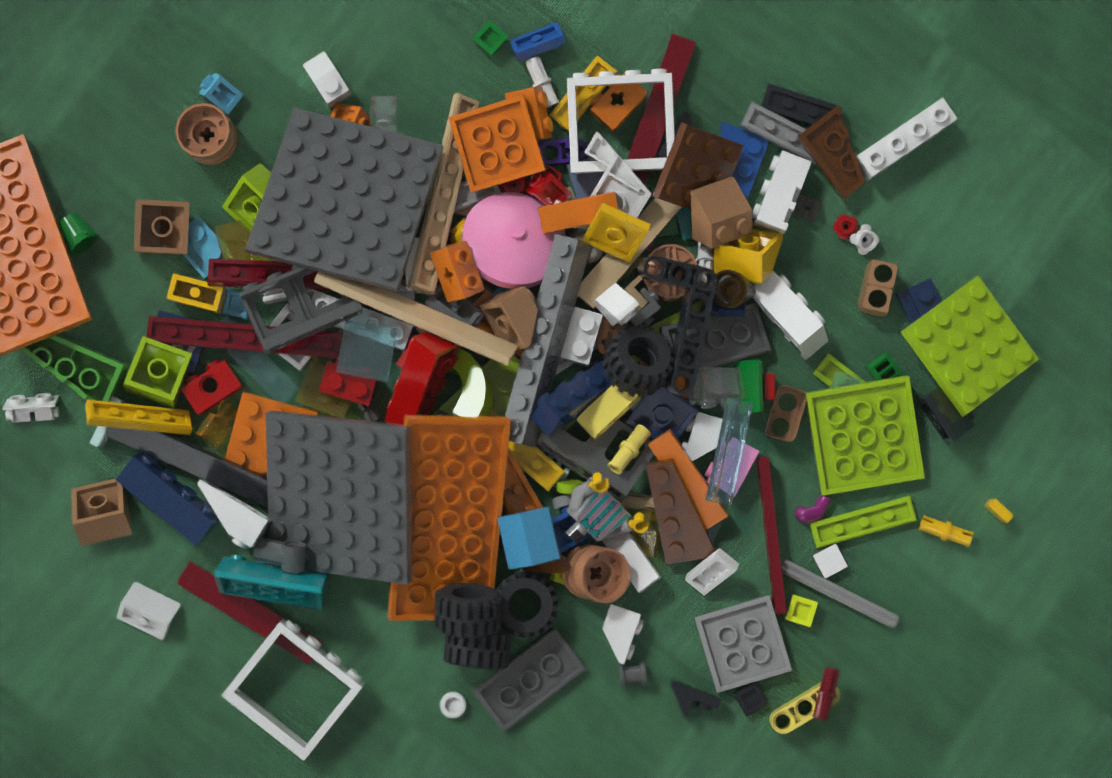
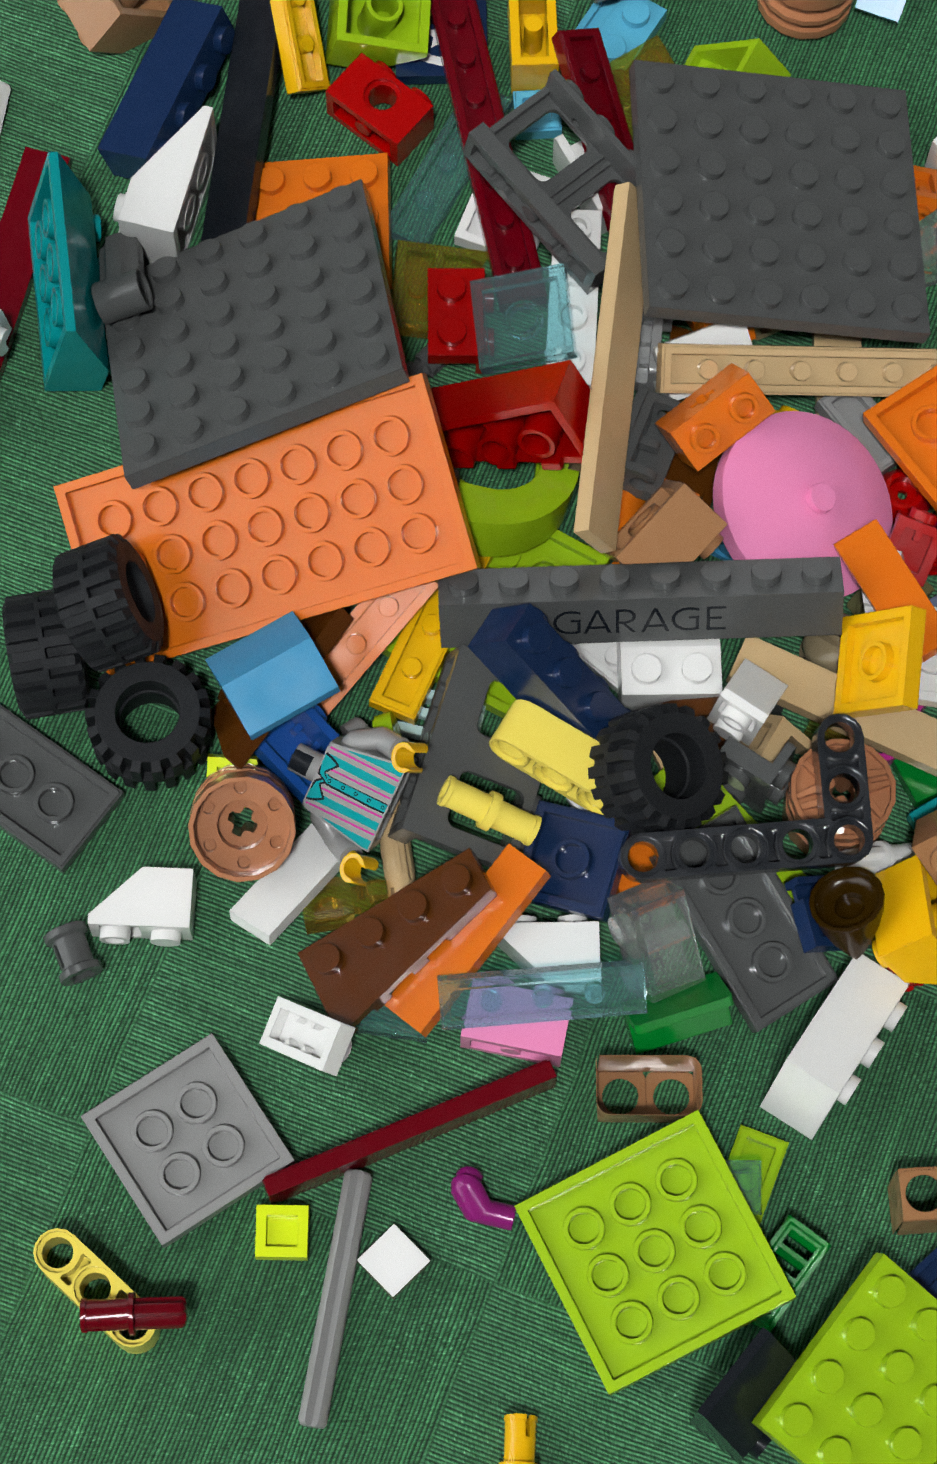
camera: 75 degrees right, 15 degrees down
(215, 427) = (310, 131): clear yellow plate -> none
(686, 694) = (59, 1060): black slope -> none
(750, 698) = (87, 1188): black tile -> none
(768, 386) = (695, 1043): red tile -> none
(863, 521) = (488, 1304): lime tile -> none

